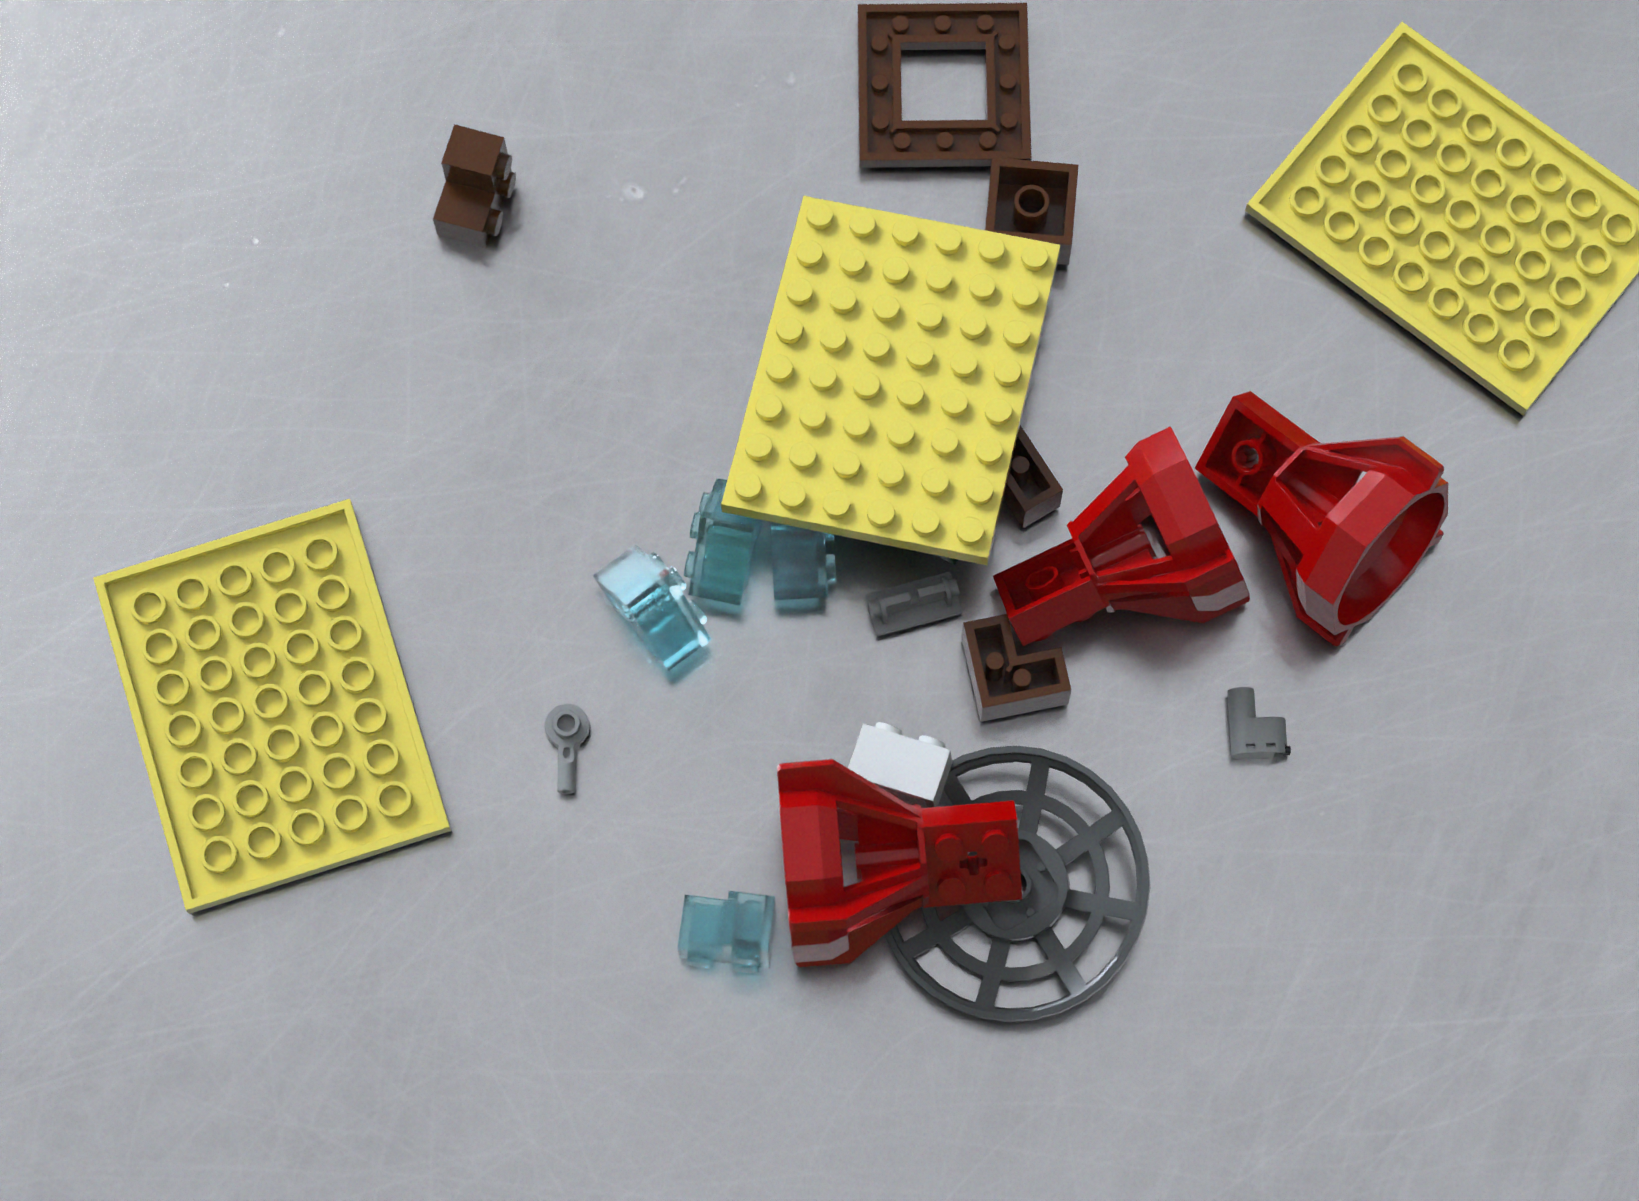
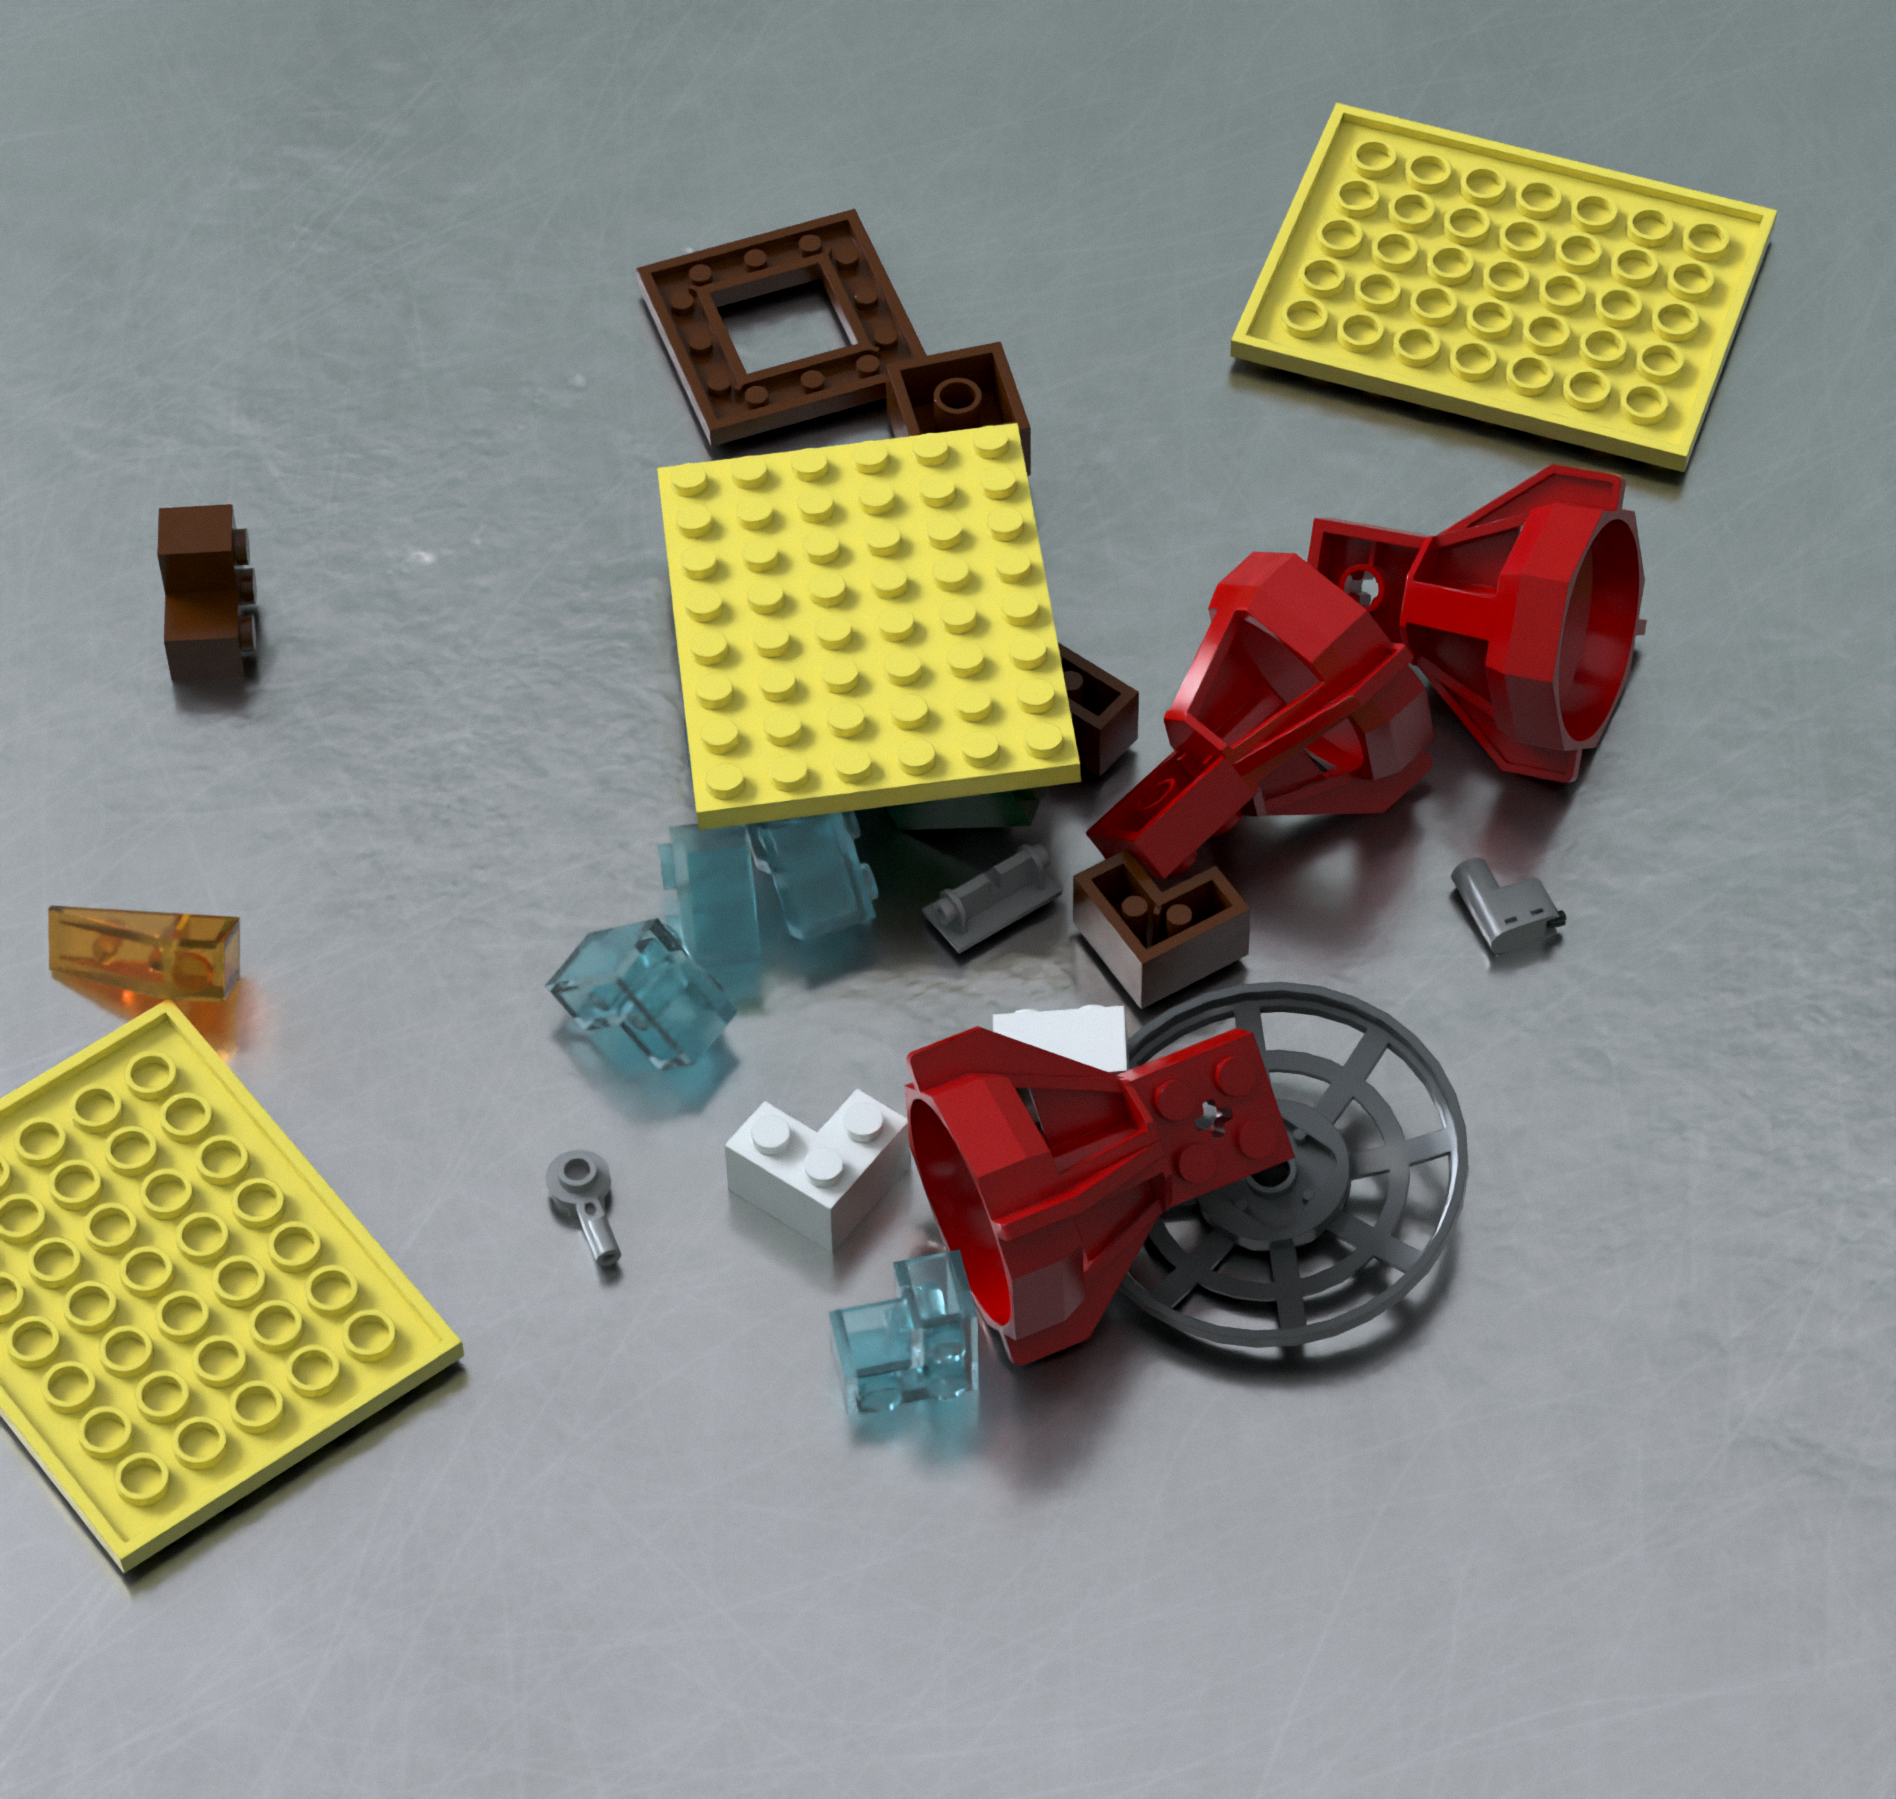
camera: 20 degrees left, 20 degrees down
(348, 460) = (147, 951): none -> clear orange slope
(717, 786) = (821, 1178): none -> white brick

